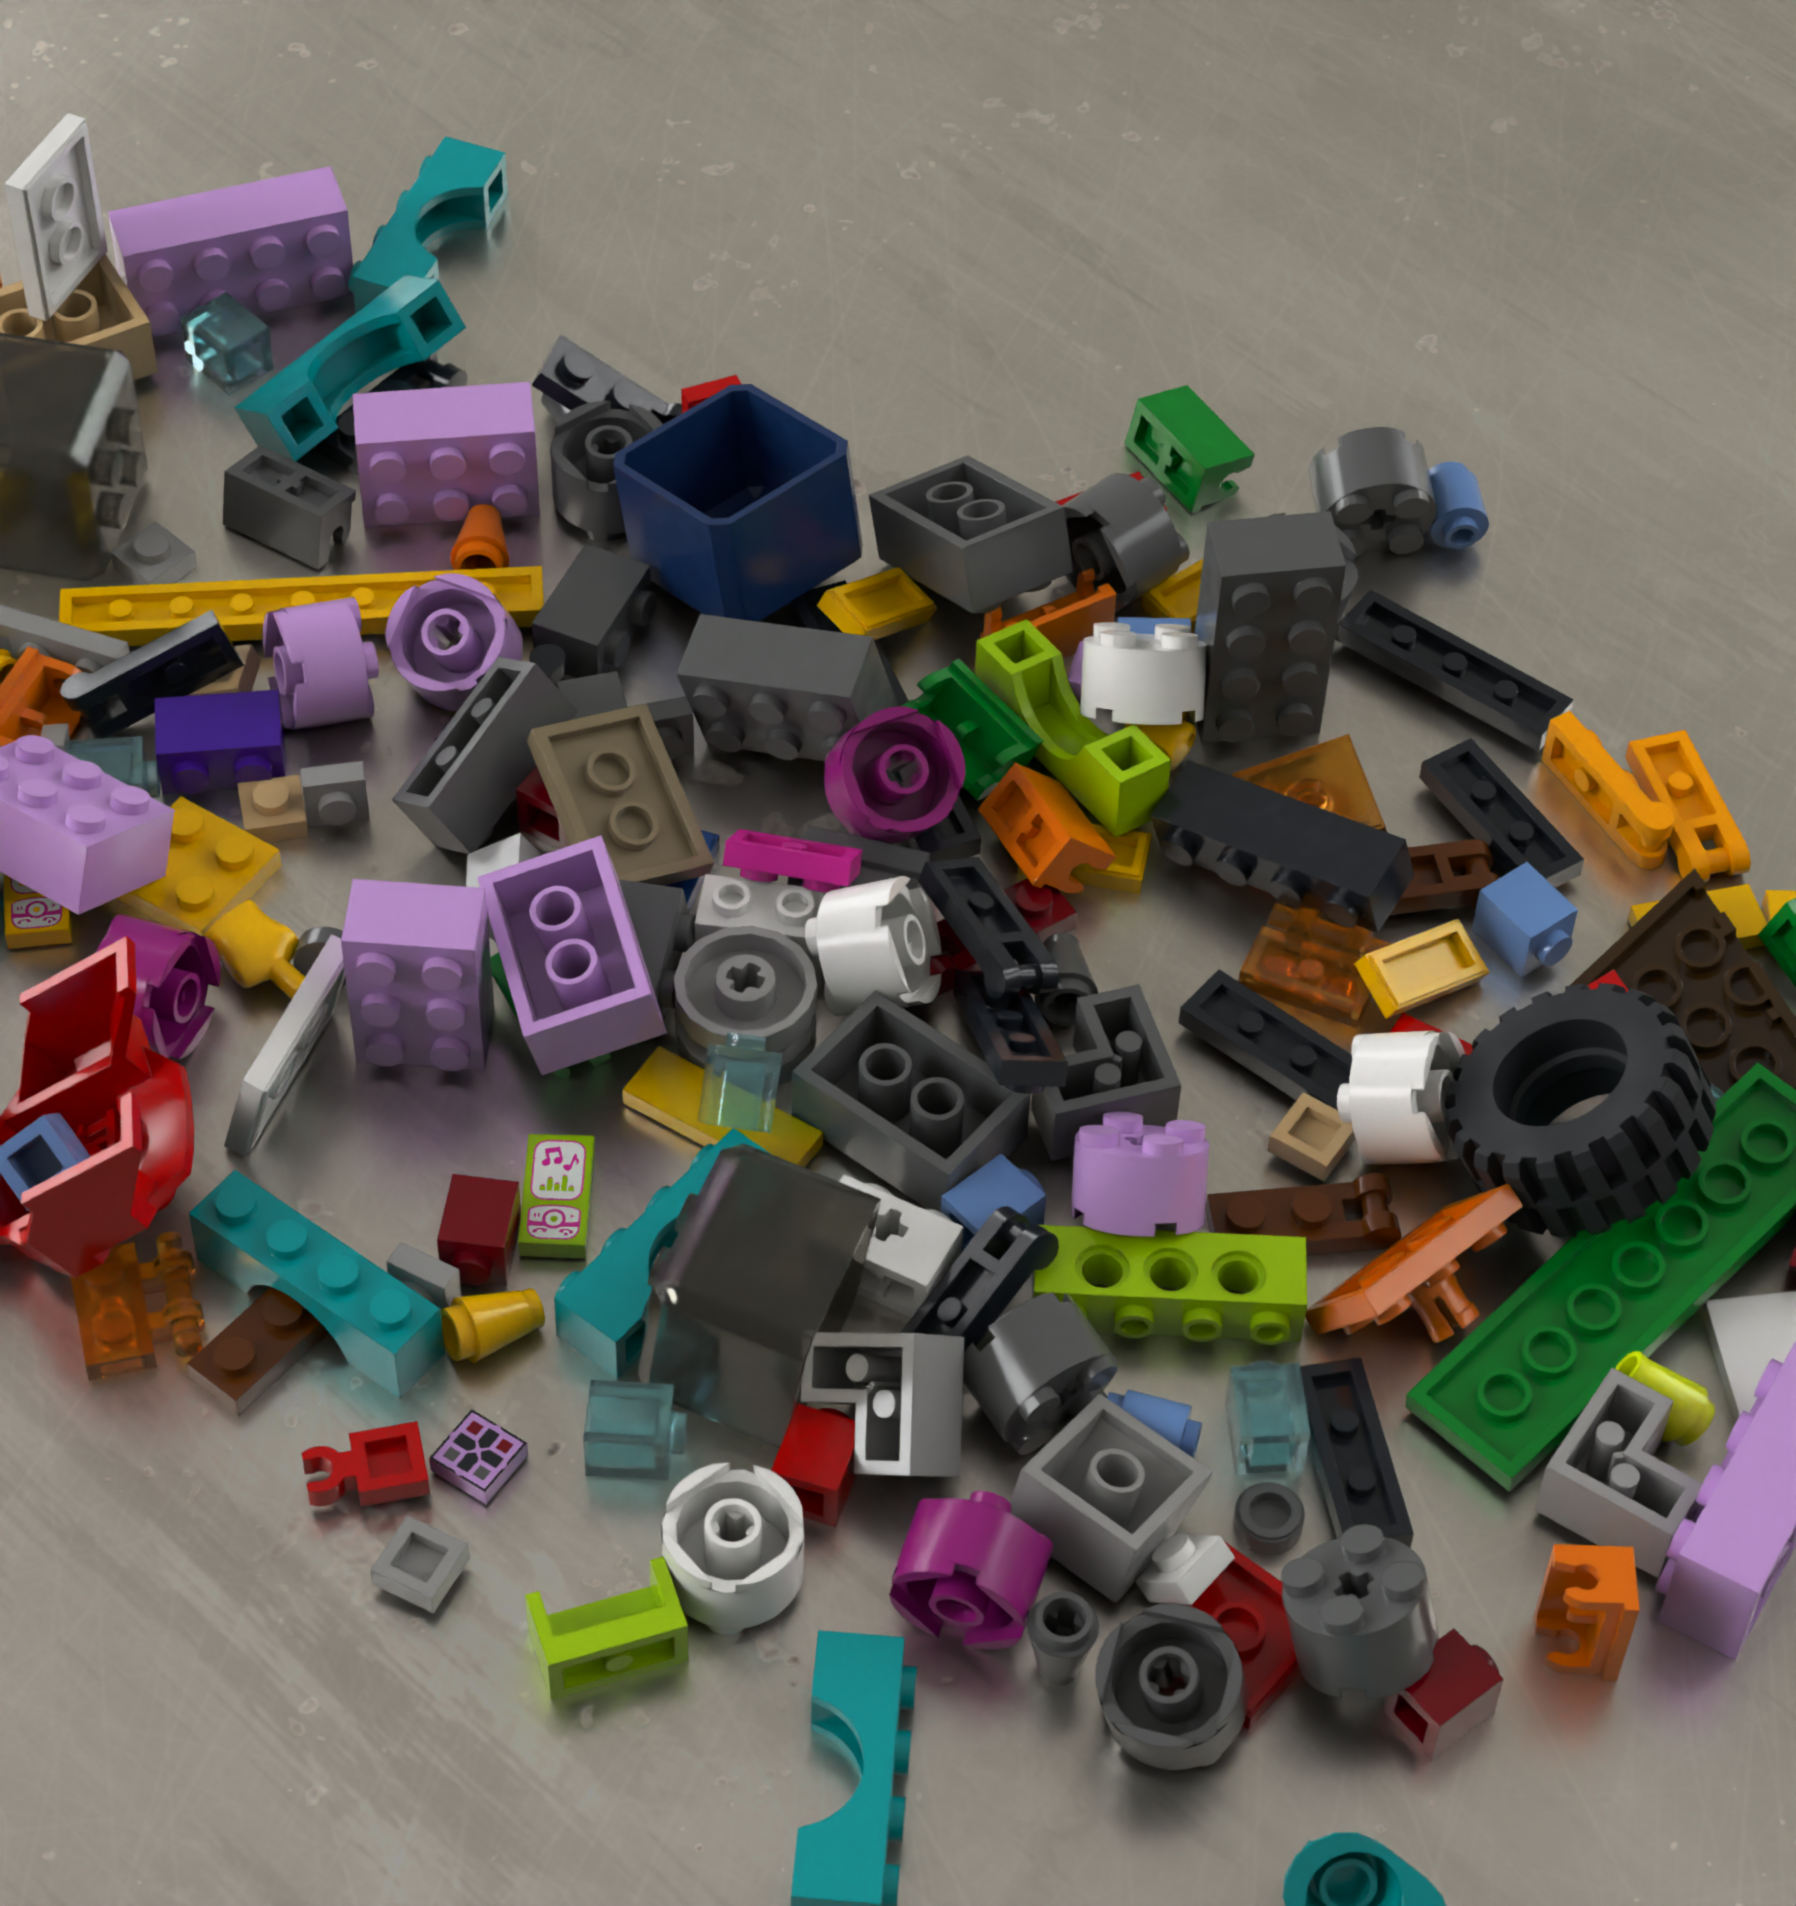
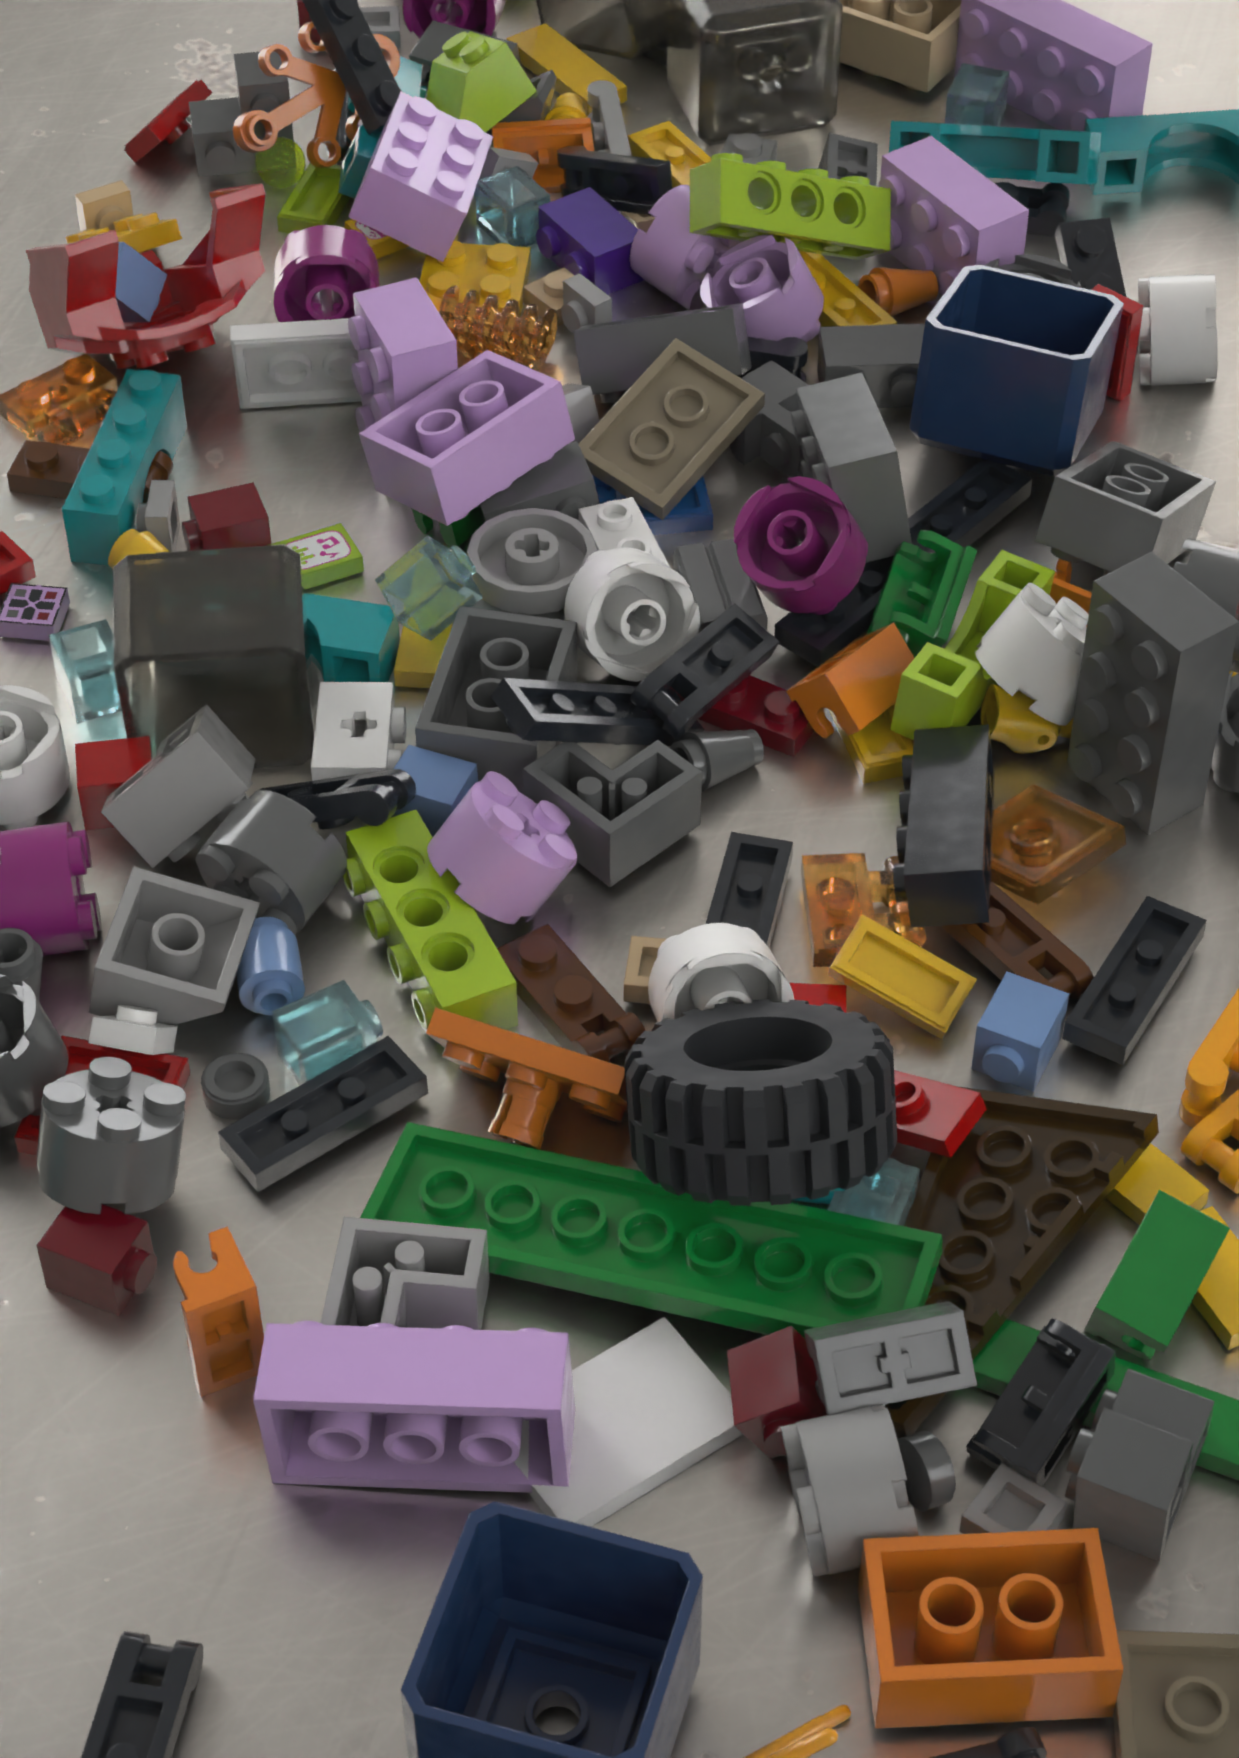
camera: 65 degrees right, 5 degrees down
(317, 874) = (503, 332): none -> clear orange piece
(375, 553) = (805, 206): none -> lime brick
(722, 346) = (1178, 329): none -> white brick
(768, 855) = (676, 529): dark pink plate -> none
(877, 605) = (1005, 498): yellow tile -> none
(1691, 1408) = (510, 1294): neon yellow cone -> none

